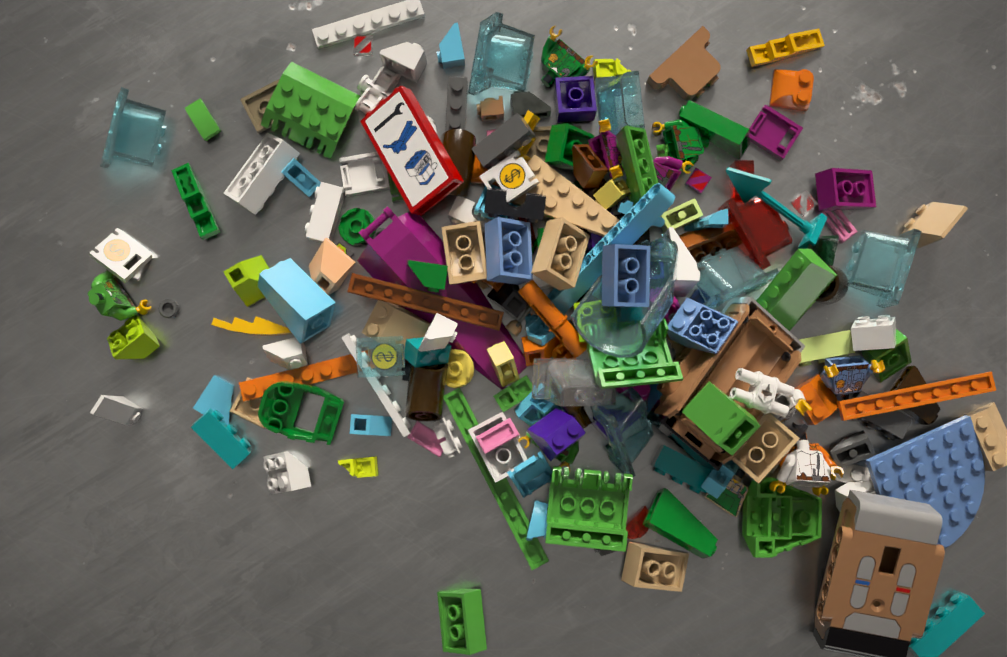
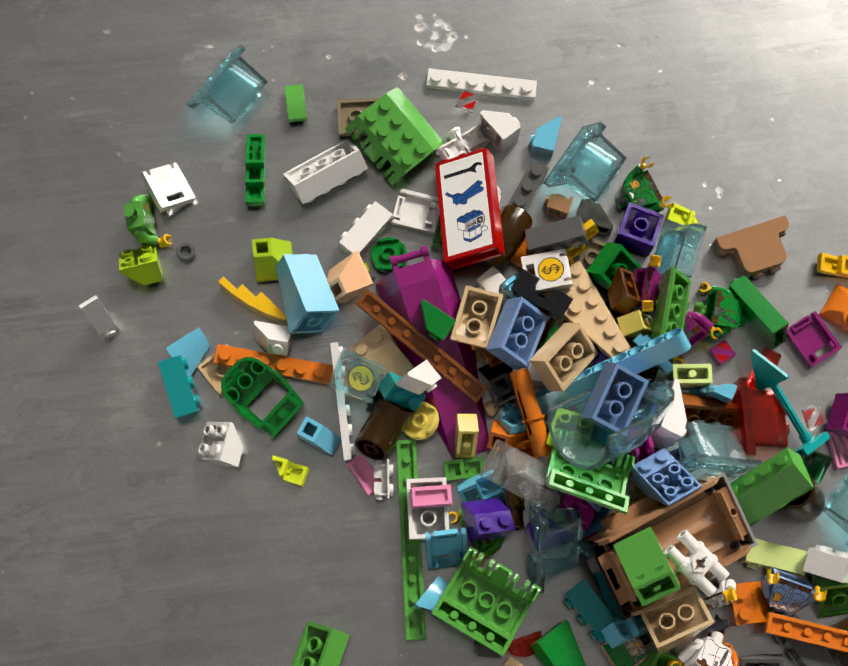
camera: 25 degrees right, 10 degrees down
(301, 177) = (359, 189): medium azure slope -> none

